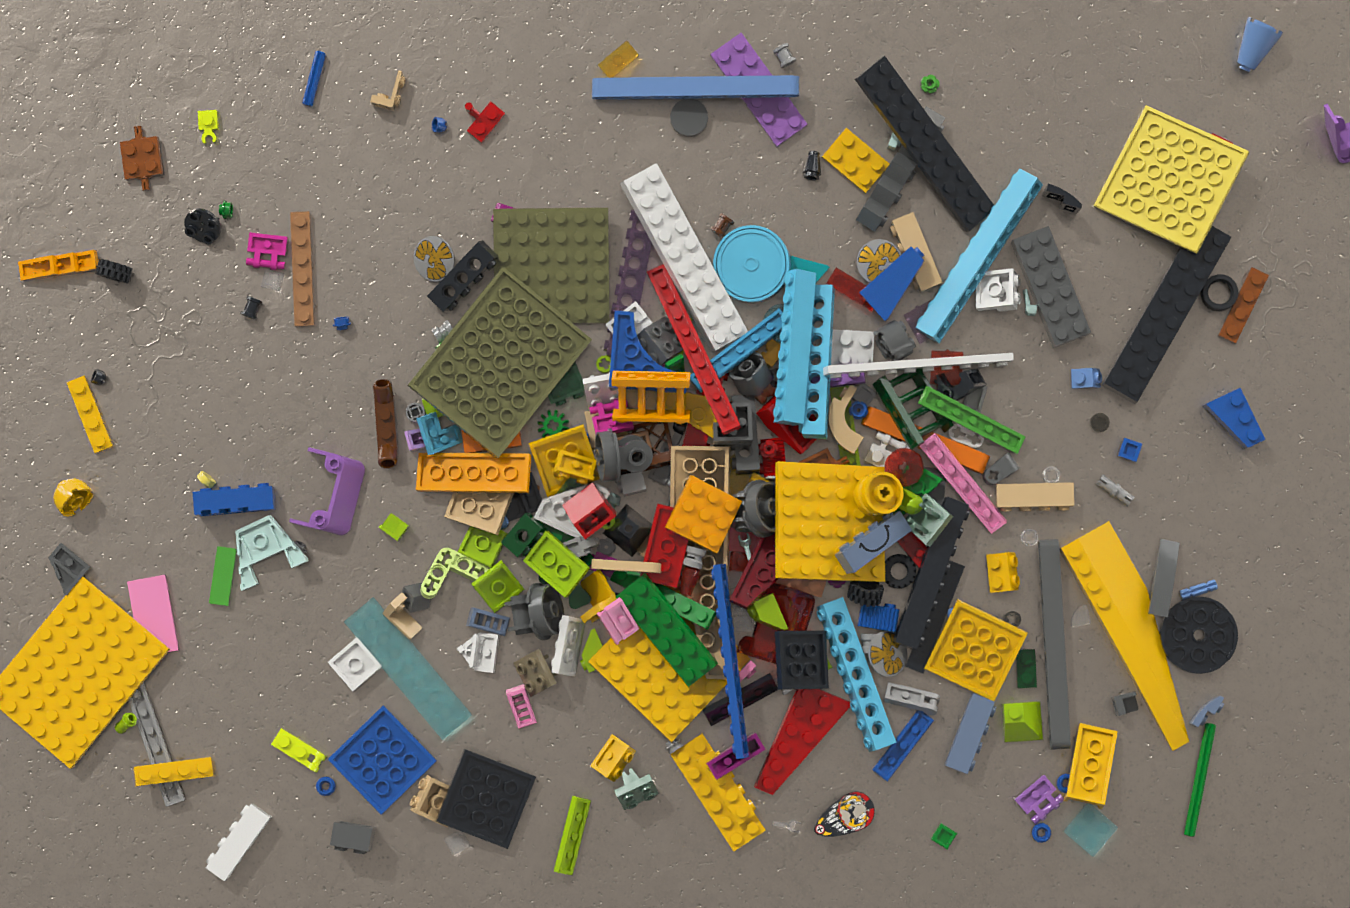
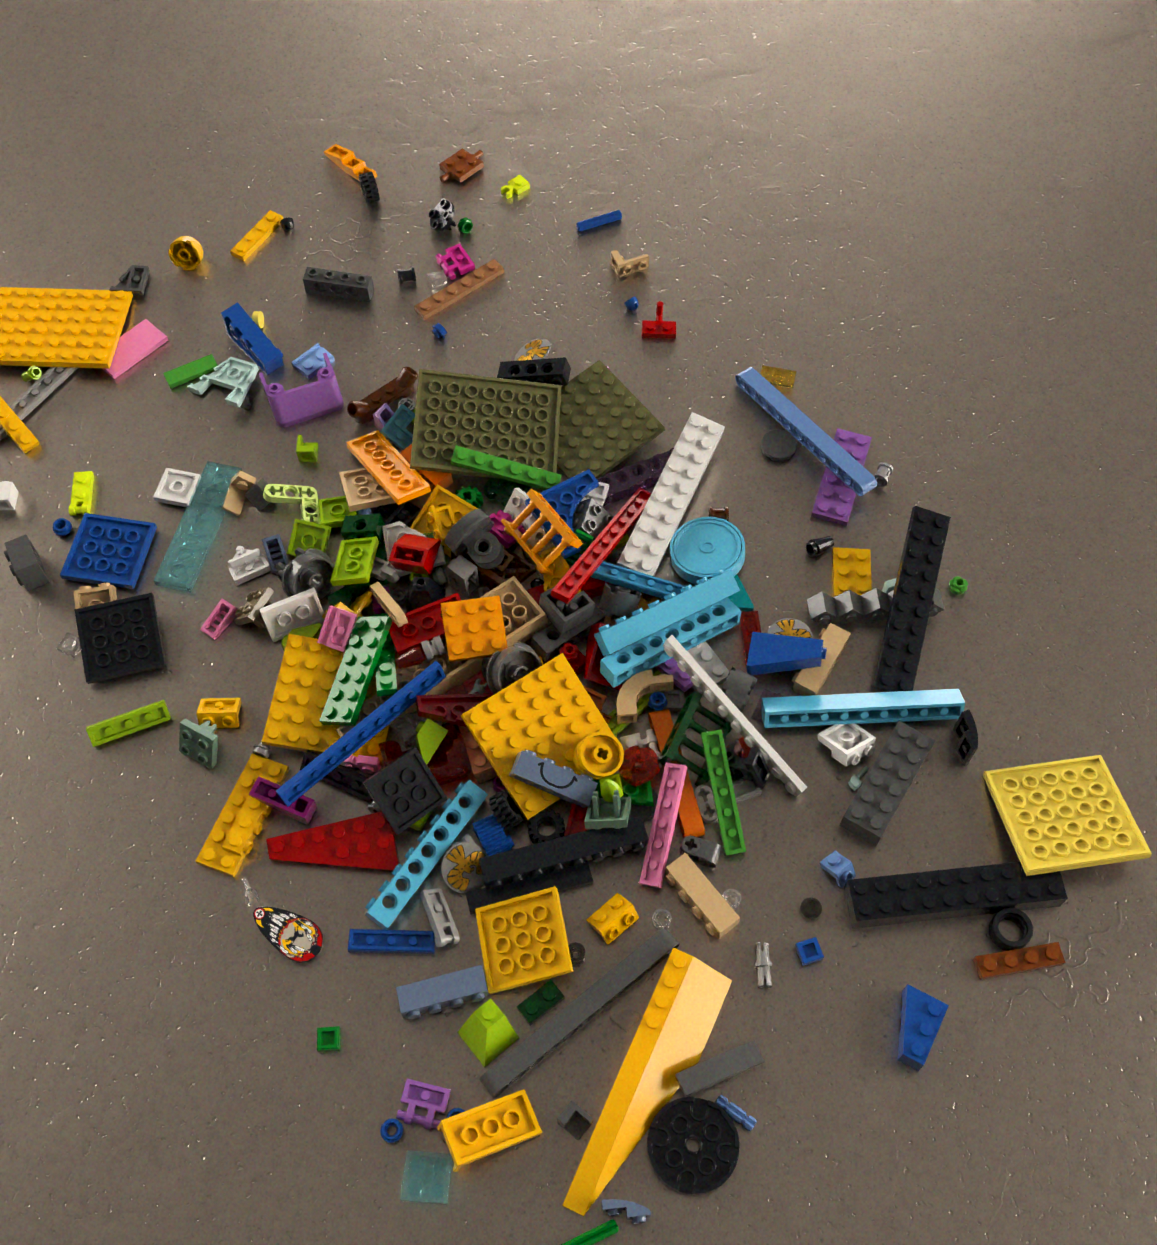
camera: 55 degrees right, 25 degrees down
(218, 379) = (338, 284): none -> dark grey brick
(292, 459) = (312, 361): none -> light blue plate
(556, 376) = (504, 468): none -> bright green plate

